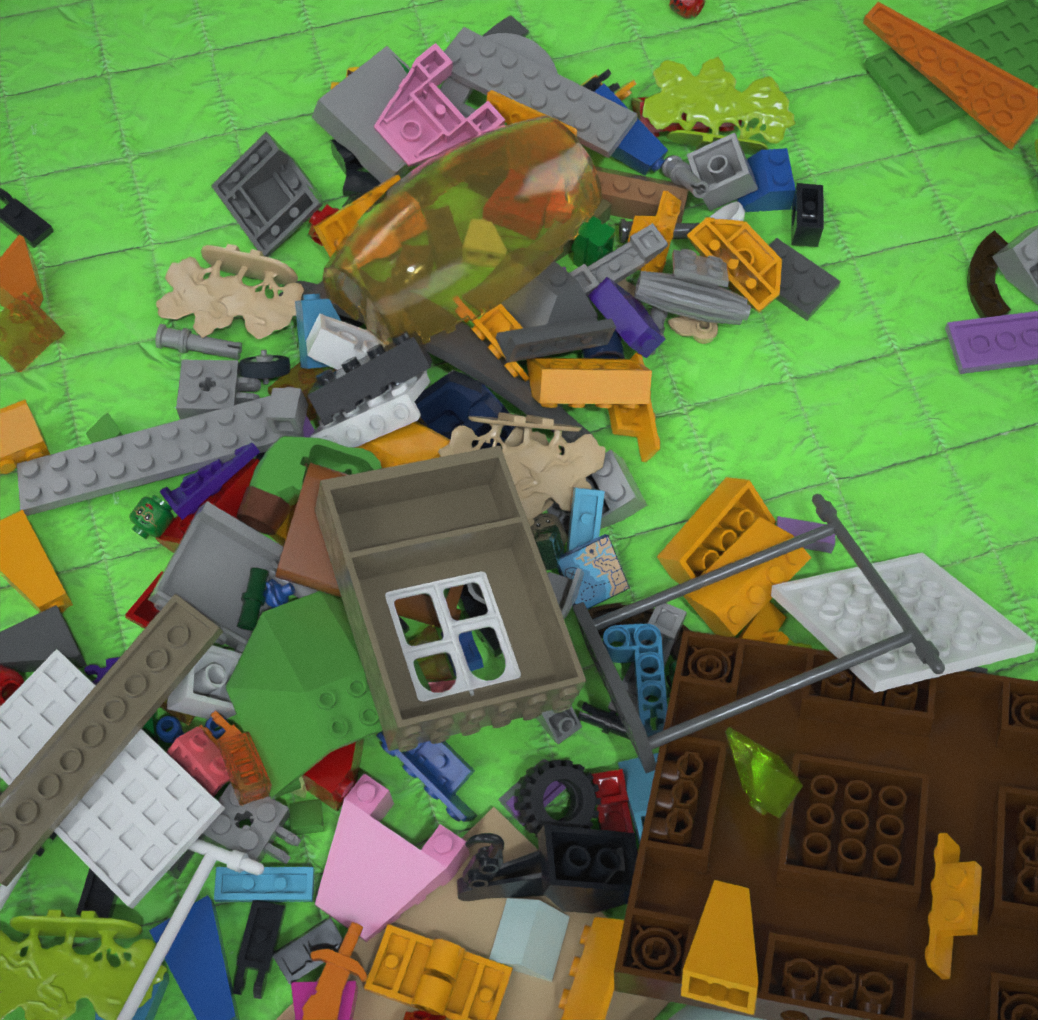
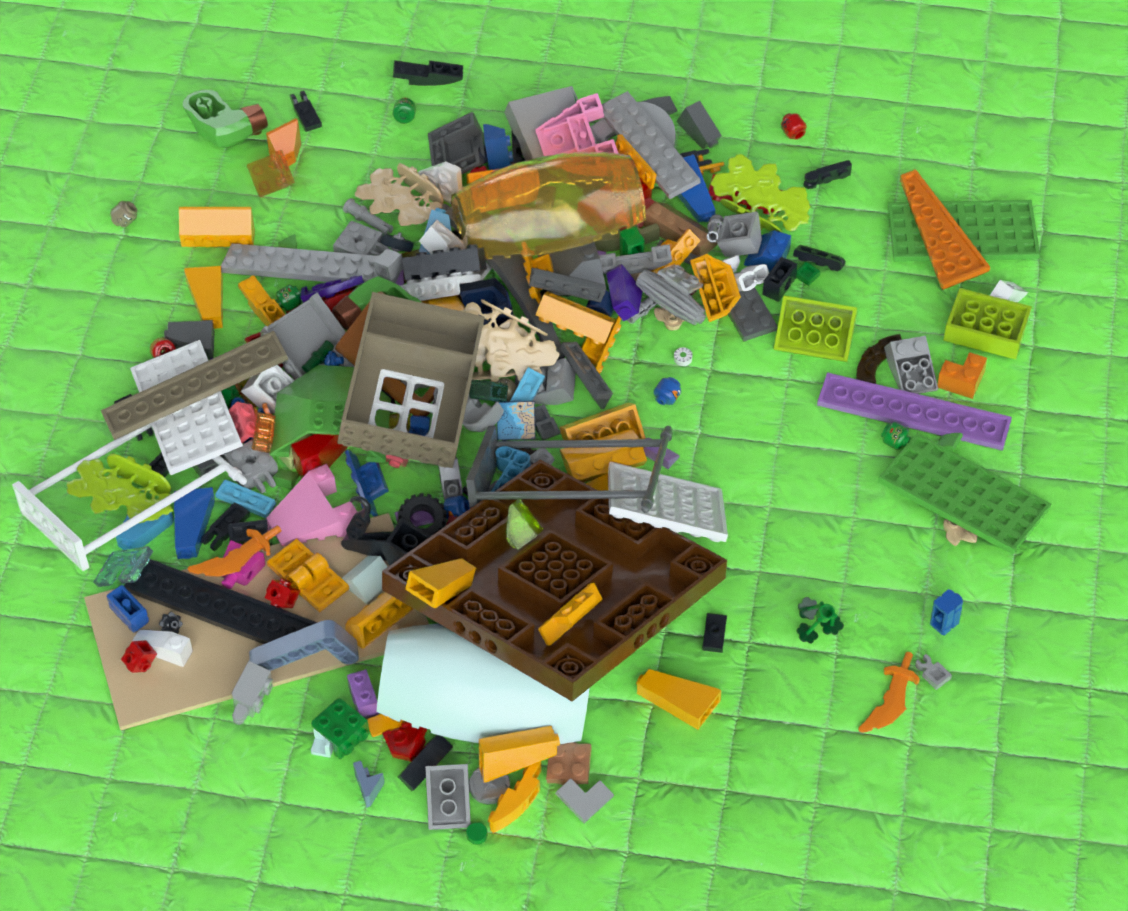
camera: 30 degrees right, 10 degrees down
(119, 545) = (260, 301): none -> light orange slope
(160, 163) = (404, 110): none -> green head
(170, 99) = (428, 75): none -> black slope
(289, 243) = (445, 178): none -> white plate
(329, 171) = (497, 147): none -> blue slope
(572, 42) = (699, 125): none -> dark grey slope
(592, 752) = (456, 506): none -> blue head
(634, 560) = (544, 424): none -> dark grey slope
(647, 458) = (587, 373): none -> dark grey panel
(747, 376) = (683, 356): none -> white tile
(764, 437) = (667, 391): none -> blue head
(768, 48) = (827, 174): none -> black hinge
(772, 224) = (751, 276): none -> white brick
(831, 164) = (820, 257): none -> black hinge
(831, 192) = (807, 273): none -> green tile
(892, 266) = (815, 328): none -> lime slope

